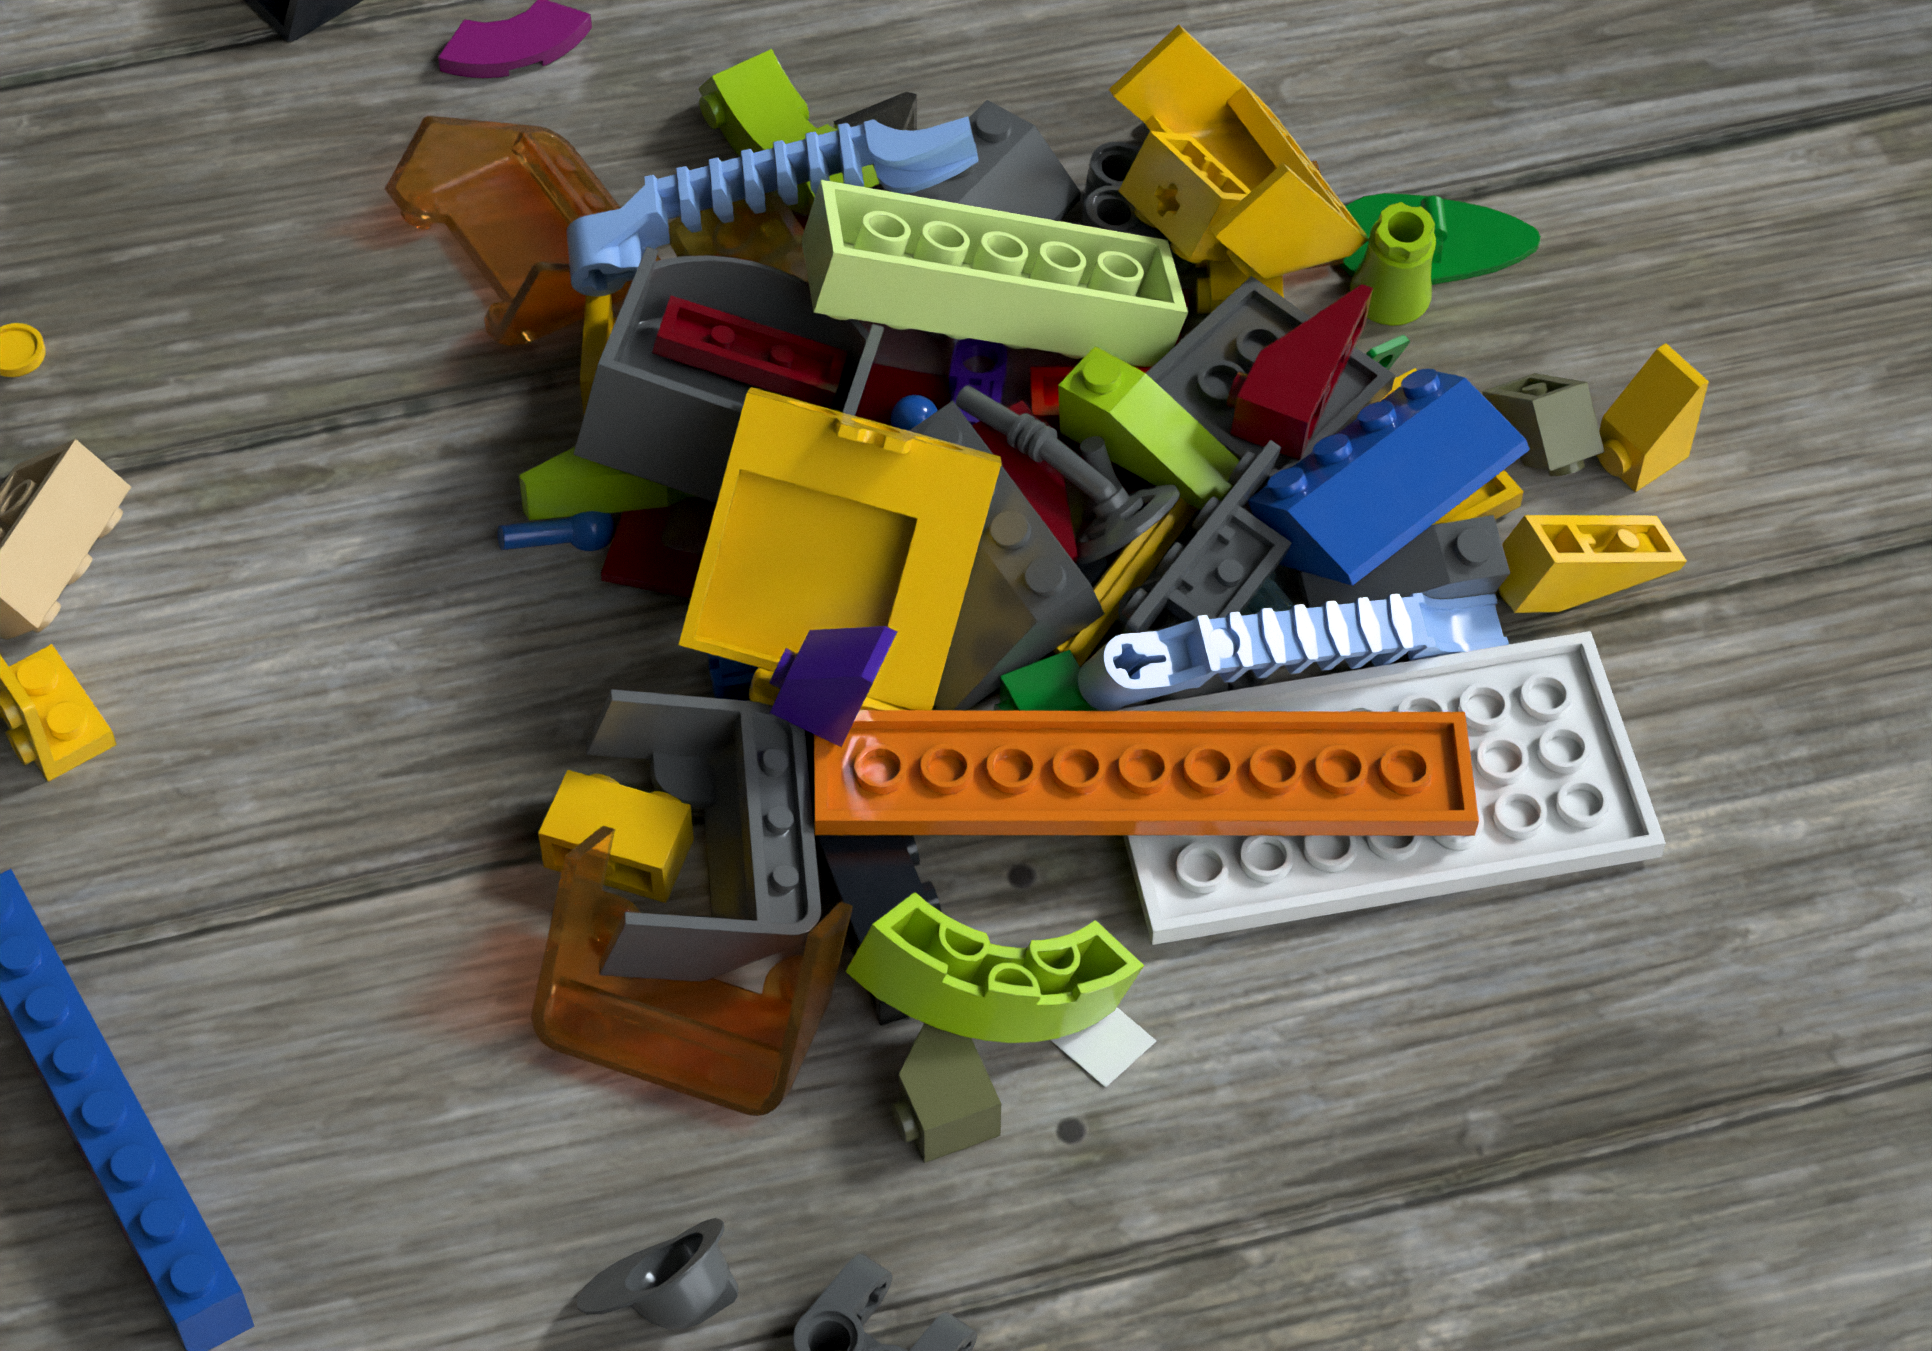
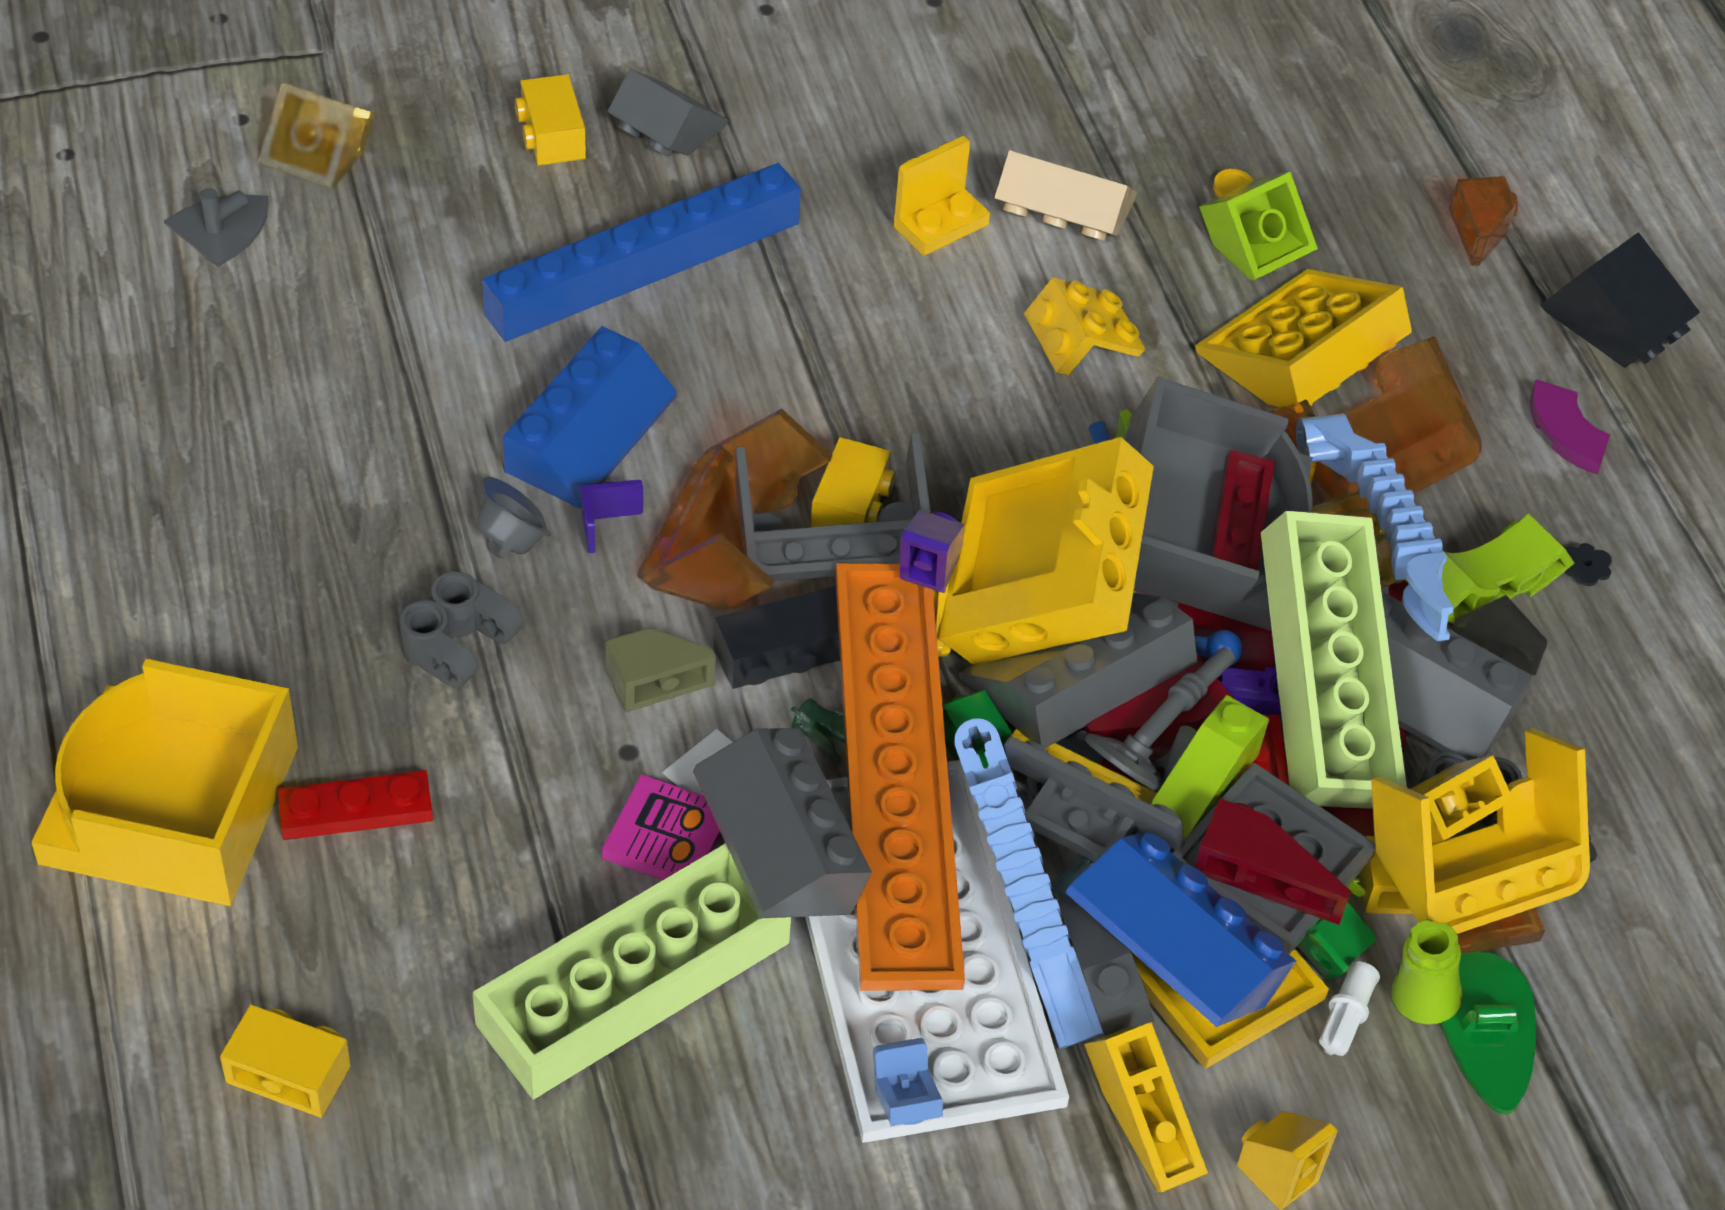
camera: 85 degrees right, 5 degrees down
(117, 317) = (1260, 225): none -> lime slope
(133, 70) = (1482, 214): none -> clear orange slope
(305, 545) = (1075, 318): none -> yellow bracket
(342, 288) = (1308, 336): none -> yellow slope
(453, 1187) = (587, 417): none -> blue slope
(640, 1173) = (609, 501): none -> dark purple bracket
(746, 44) = (1589, 564): none -> black plant
(989, 990) = (705, 672): lime brick -> none
(1025, 890) = (817, 720): none -> clear green piece
(1214, 1074) = (661, 829): none -> dark pink tile
(1262, 893) = (783, 826): none -> dark grey slope
(1429, 354) = (1349, 1008): none -> white axle
(1465, 1094) = (625, 972): none -> yellowish green brick
(1553, 418) = (1287, 1080): olive slope -> none
(1621, 781) = (905, 1082): none -> medium blue bracket

